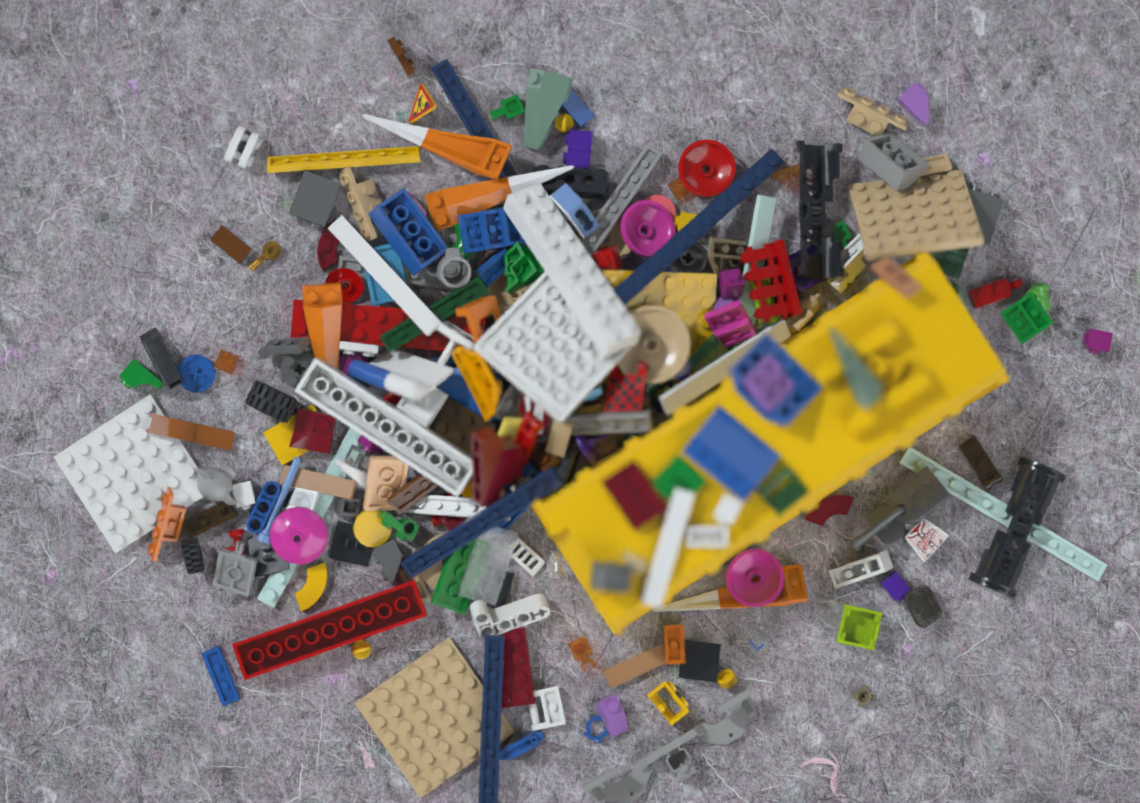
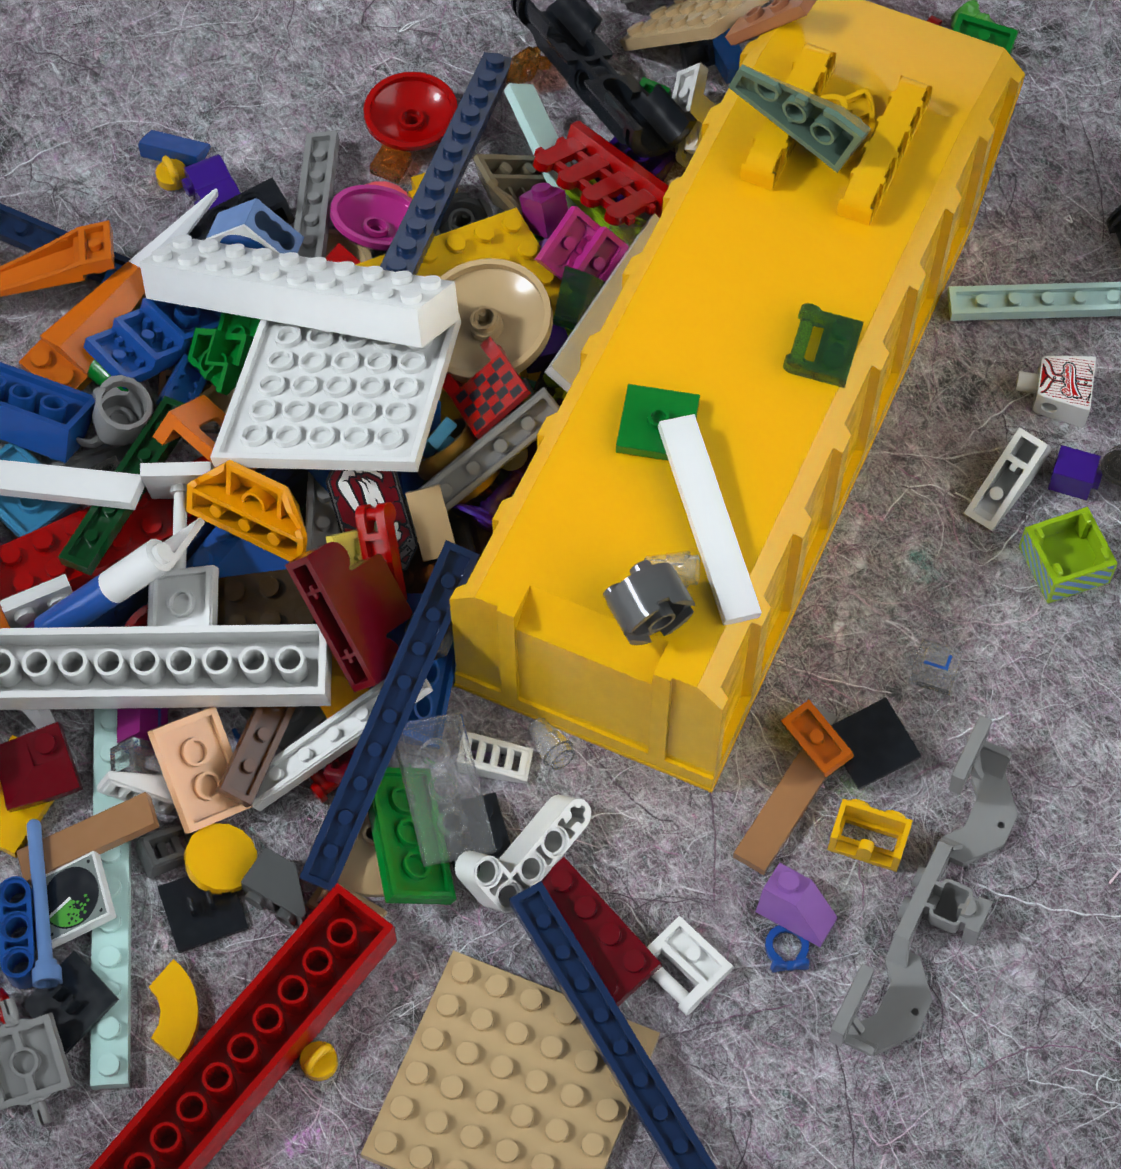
camera: 30 degrees left, 25 degrees down
(305, 524) = (105, 957): dark pink dish -> none
(390, 522) = (258, 827): green plate -> none
(509, 107) = (79, 192): green plate -> none
(521, 745) = (685, 1050): blue hat -> none
(543, 99) = (119, 147): sand green wedge -> none
(580, 650) = (679, 841): clear orange plate -> none
(634, 495) = (602, 476): dark red plate -> none
(724, 532) = (774, 444): white slope -> none
(726, 679) = (933, 747): yellow tile -> none
(727, 509) = (760, 411): white brick -> none
(731, 454) = (707, 344): blue slope -> none
(740, 576) = (861, 551): dark pink dish -> none
(768, 383) = (693, 210): medium lavender slope -> none
(792, 592) = (901, 578): orange plate -> none
(802, 392) = (697, 213): blue slope -> none
(829, 507) = (899, 430): dark red tile -> none
(919, 496) = (1014, 330): dark grey plate -> none
(980, 462) = (1060, 257): dark brown plate -> none
(1097, 341) = (1091, 31): magenta brick -> none

